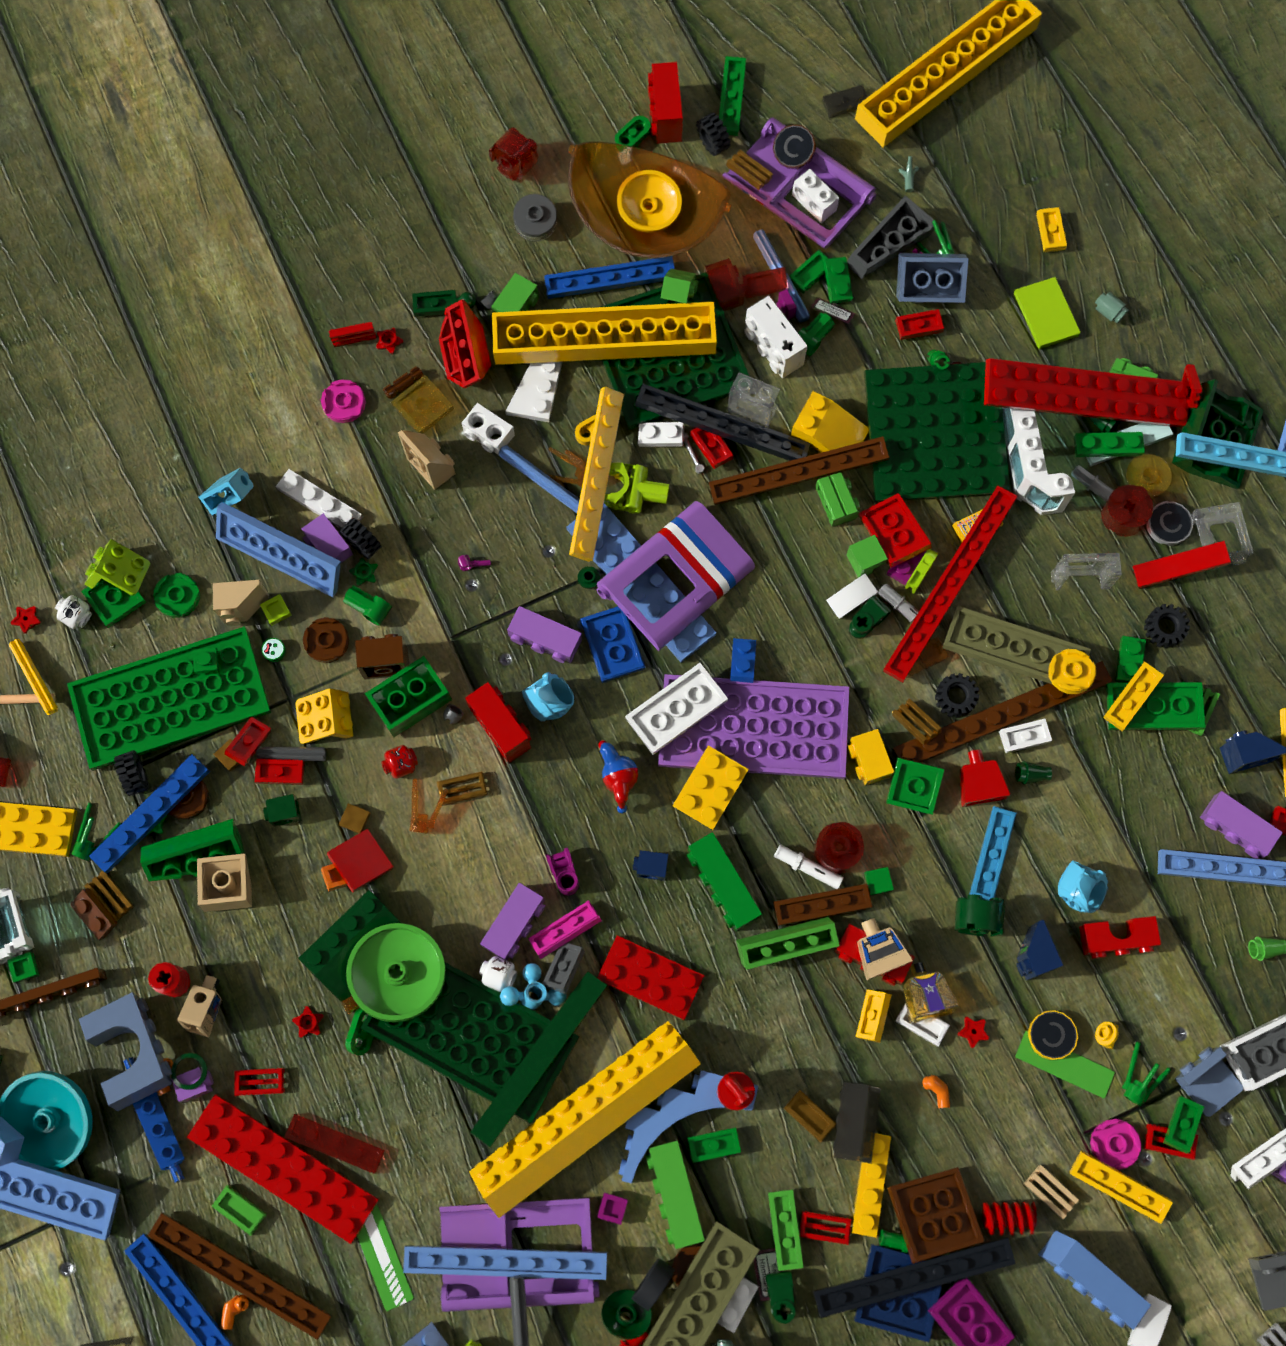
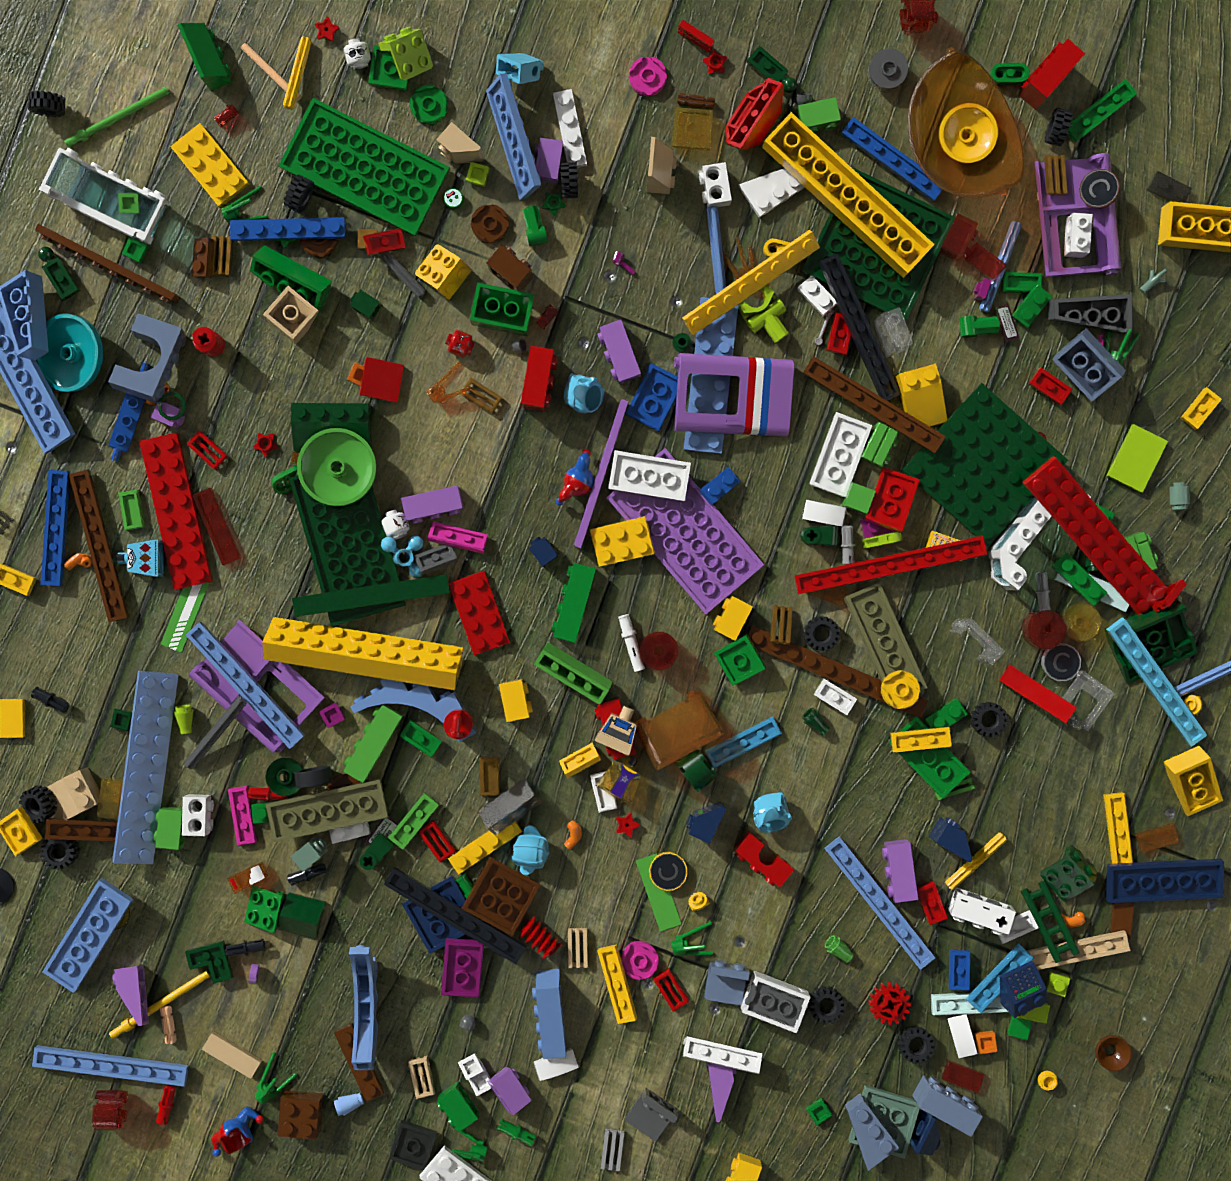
camera: 45 degrees right, 15 degrees up
(201, 1008) = (207, 380): tan torso -> none
(205, 660) = (405, 166): green plate -> none
(279, 771) = (385, 279): red plate -> none
(293, 1242) = (144, 558): none -> medium azure torso
(354, 818) = (402, 351): pearl gold tile -> none
(452, 667) = (547, 316): none -> clear red pin
(562, 868) = (490, 502): magenta piece -> none
(634, 751) = (601, 473): none -> medium lavender tile
(679, 286) = (925, 211): bright green brick -> none
(762, 1021) = (515, 700): none -> yellow brick
(775, 337) = (950, 304): white piece -> none
(814, 538) = (840, 454): none -> white plate
(822, 904) = (616, 671): reddish brown plate -> none
(878, 881) = (662, 691): green tile -> none
(917, 1144) = (530, 850): none -> medium azure piece
(930, 899) = (678, 730): none -> clear orange windscreen
(938, 358) = (1034, 421): green pin -> none
(981, 781) = (781, 696): red torso -> none
(1183, 1124) = (686, 989): green plate -> none

